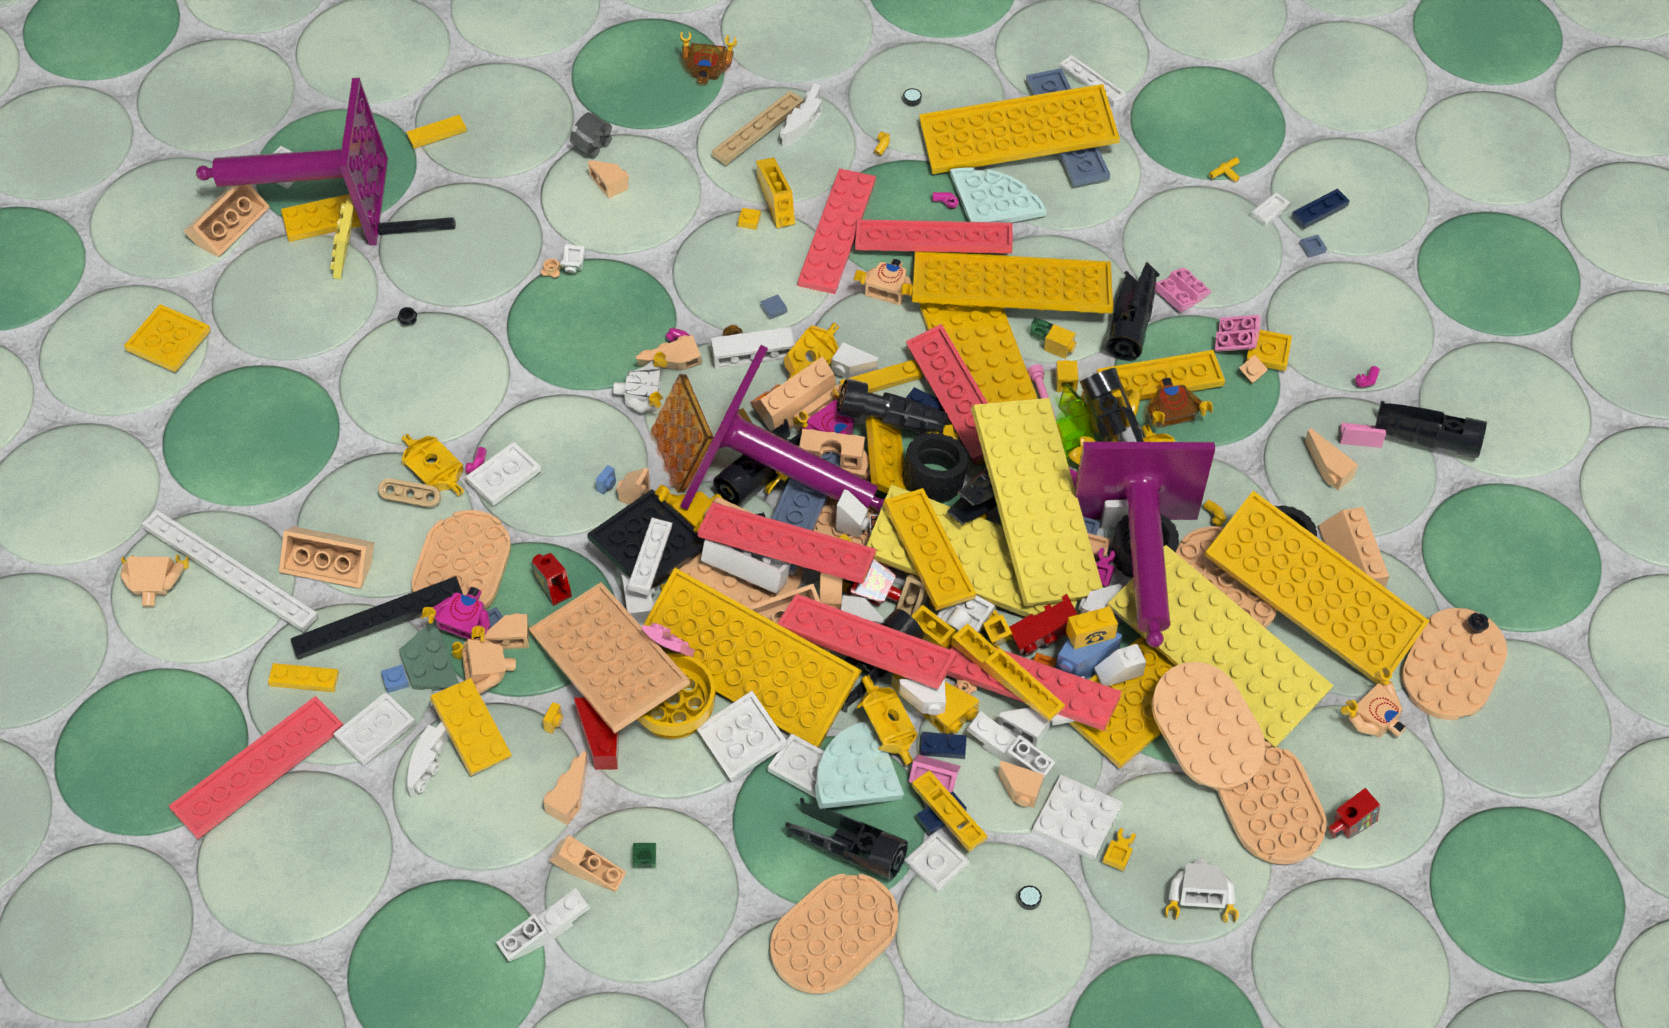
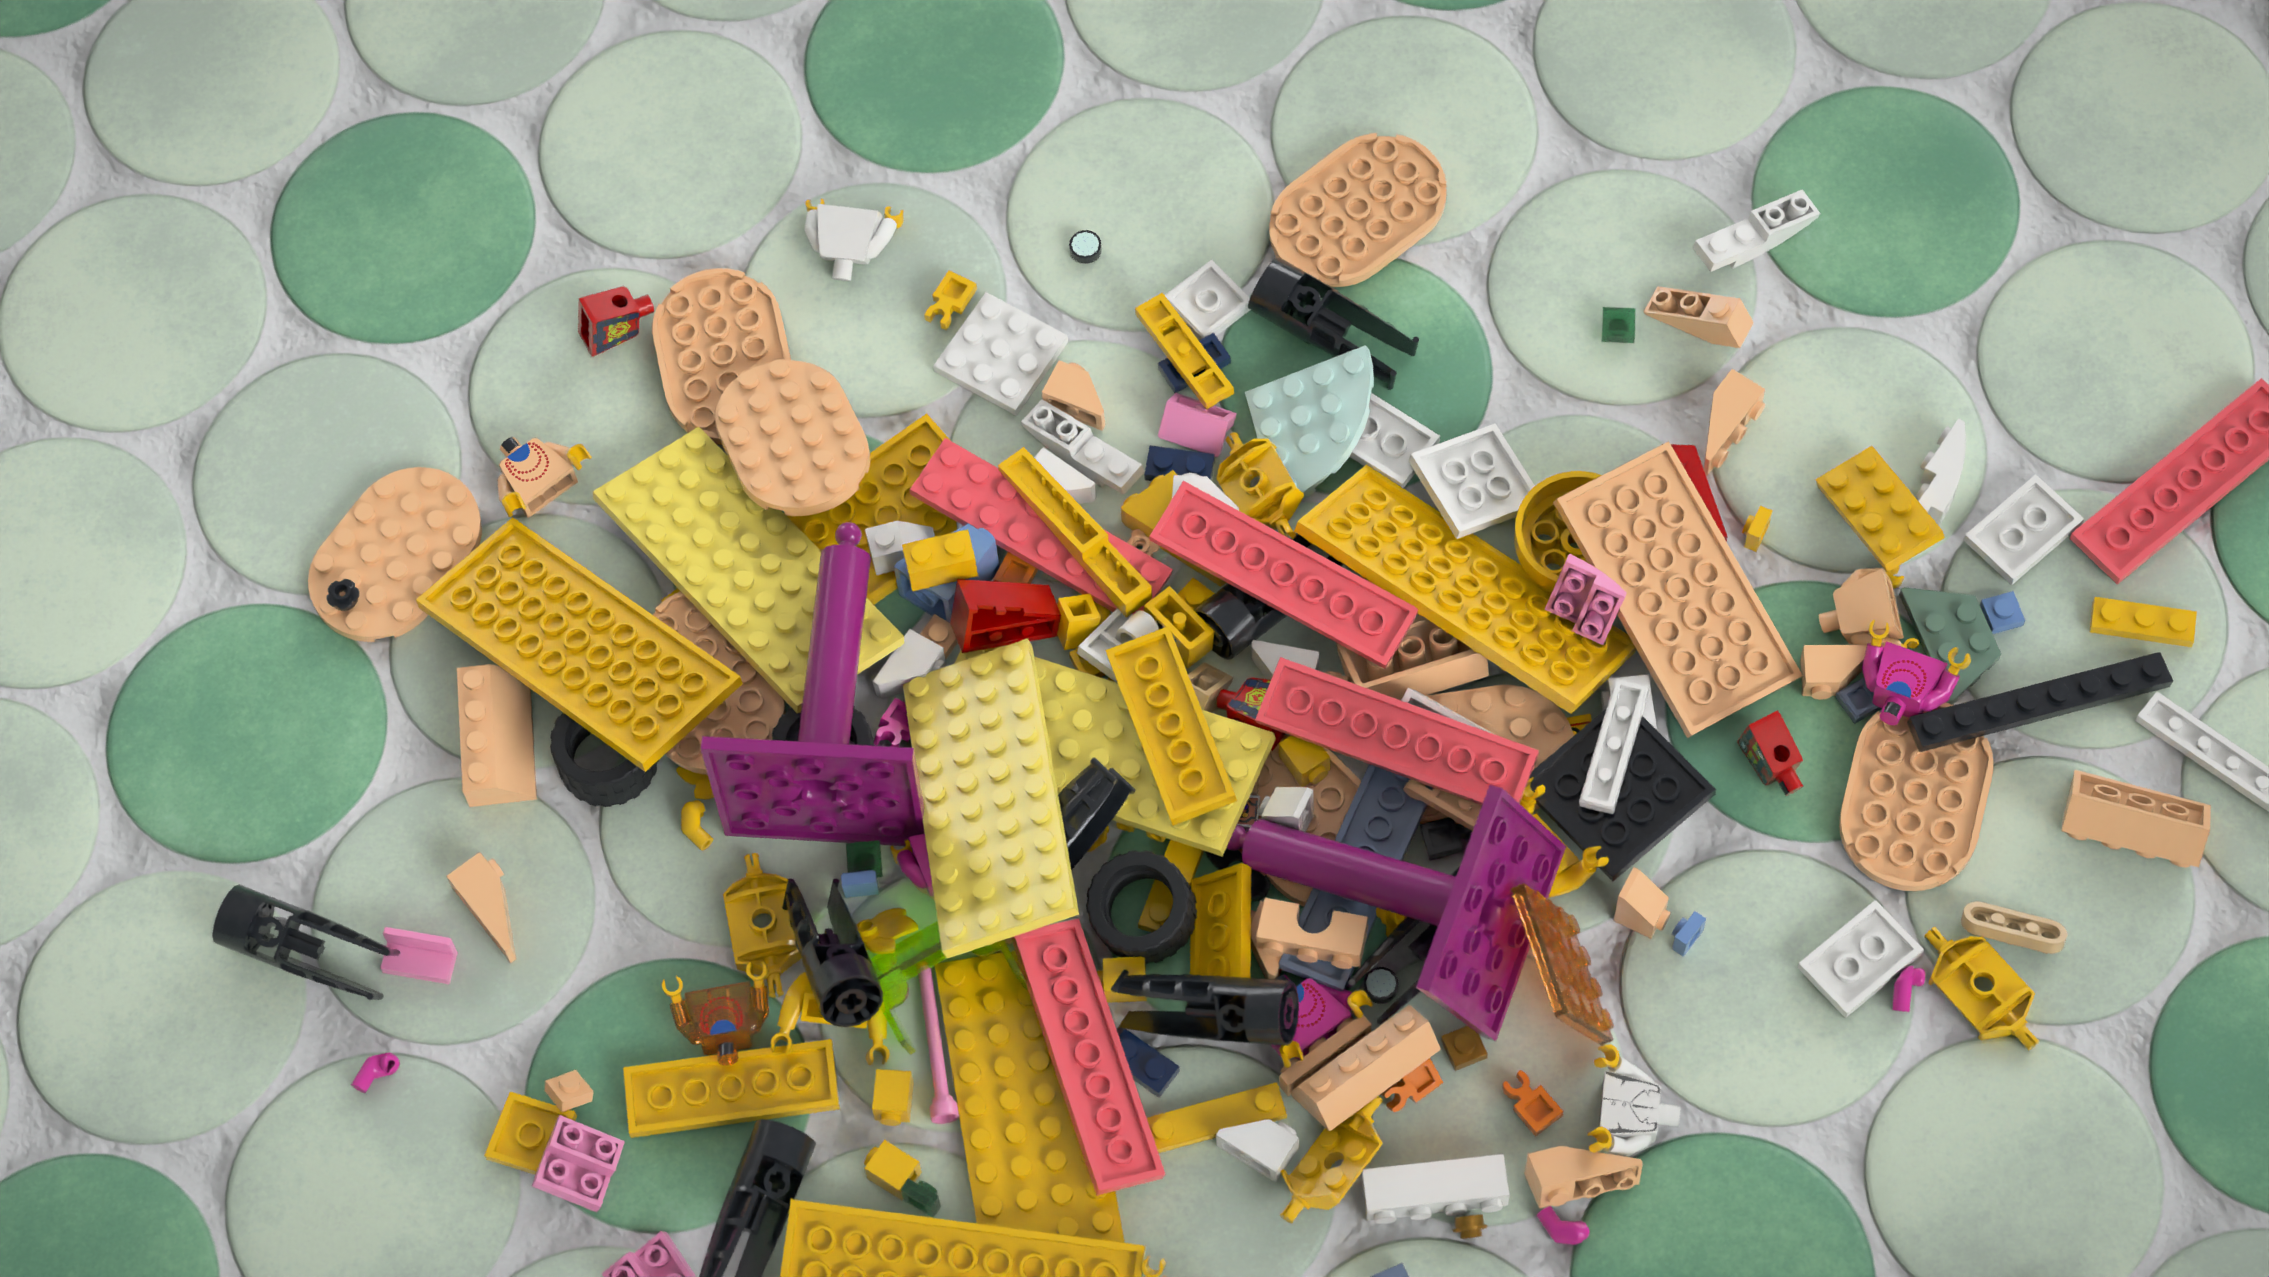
camera: 170 degrees left, 10 degrees up
(702, 391) = (1534, 1107): none -> orange plate

